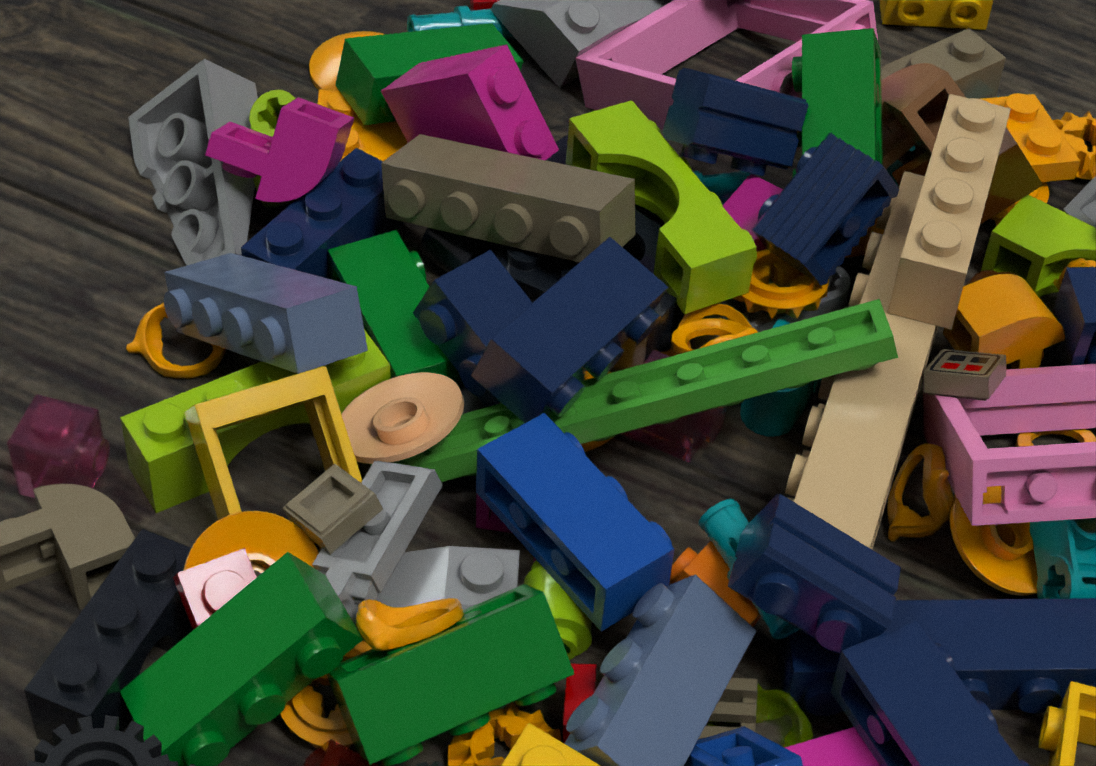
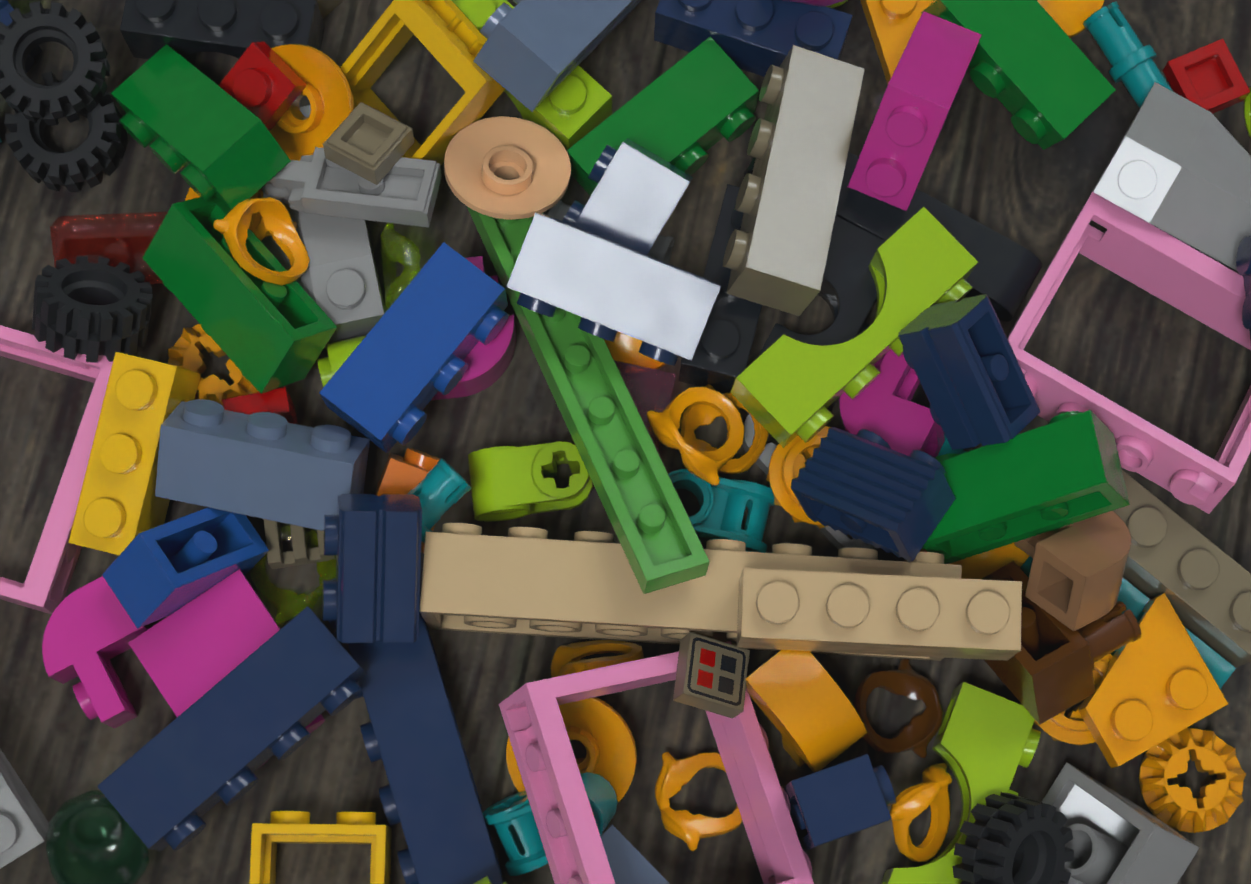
camera: 75 degrees right, 30 degrees up
(453, 521) = (402, 250): none -> clear neon green piece
(719, 472) = (519, 480): none -> lime piece

